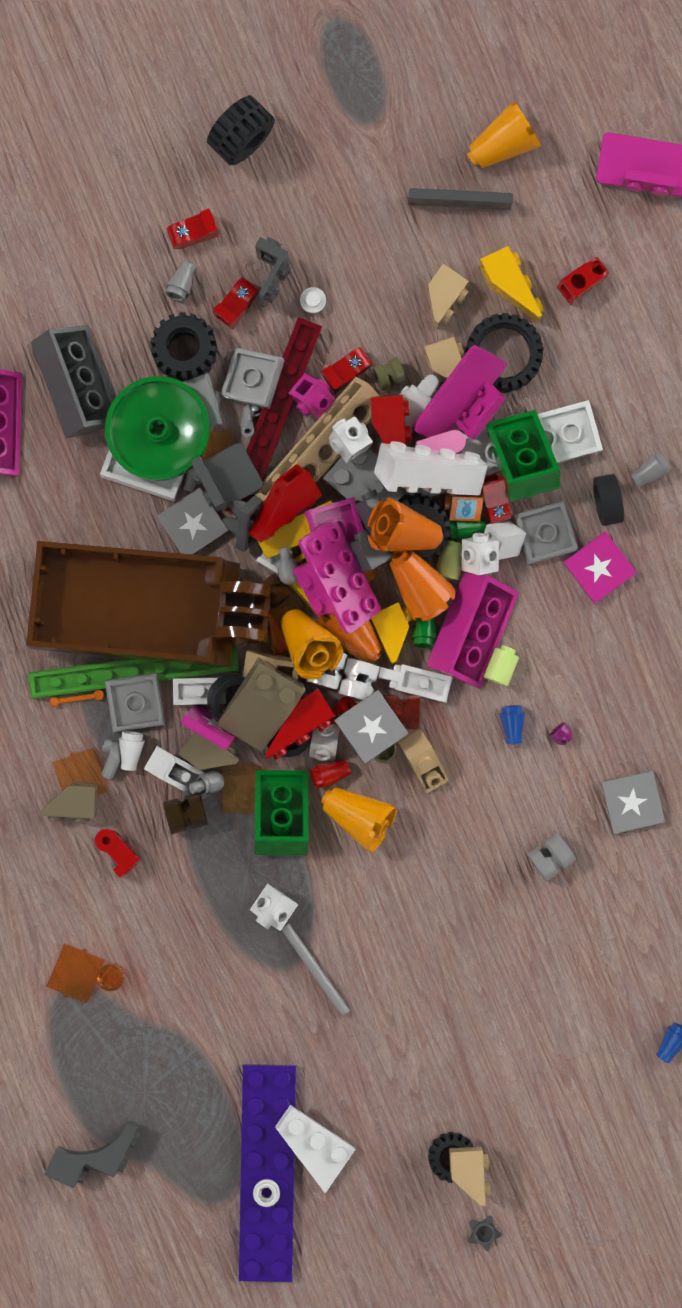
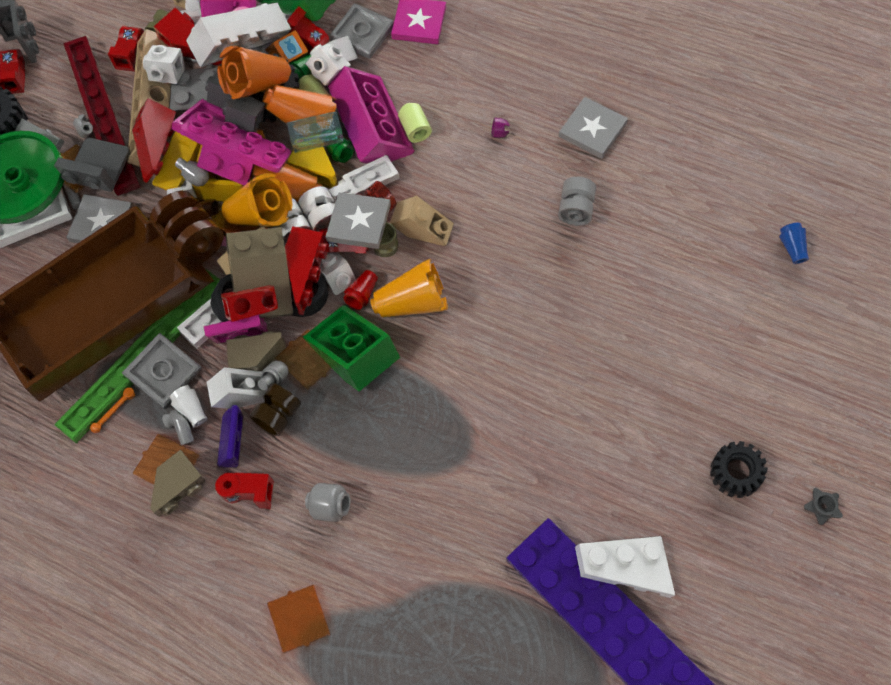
camera: 40 degrees left, 20 degrees down
(111, 977) = (335, 592): clear orange wheel -> none
(138, 800) = (230, 438): none -> dark purple slope
(162, 915) = (328, 502): none -> light grey head
(231, 727) = (249, 302): none -> red leg
(246, 514) = (138, 191): dark grey tile -> none
(252, 378) = (62, 101): light grey tile -> none
(266, 1201) = (636, 630): white plate -> none
(273, 908) = (411, 414): white brick -> none
(312, 396) = (115, 75): dark pink brick -> none
(313, 300) = (67, 31): white plate -> none
(315, 969) = (489, 434): light grey bar -> none
(410, 616) = (315, 132): none -> clear light blue slope
(467, 1172) = (766, 459): tan slope -> none
(512, 722) = (458, 147): blue cone -> none

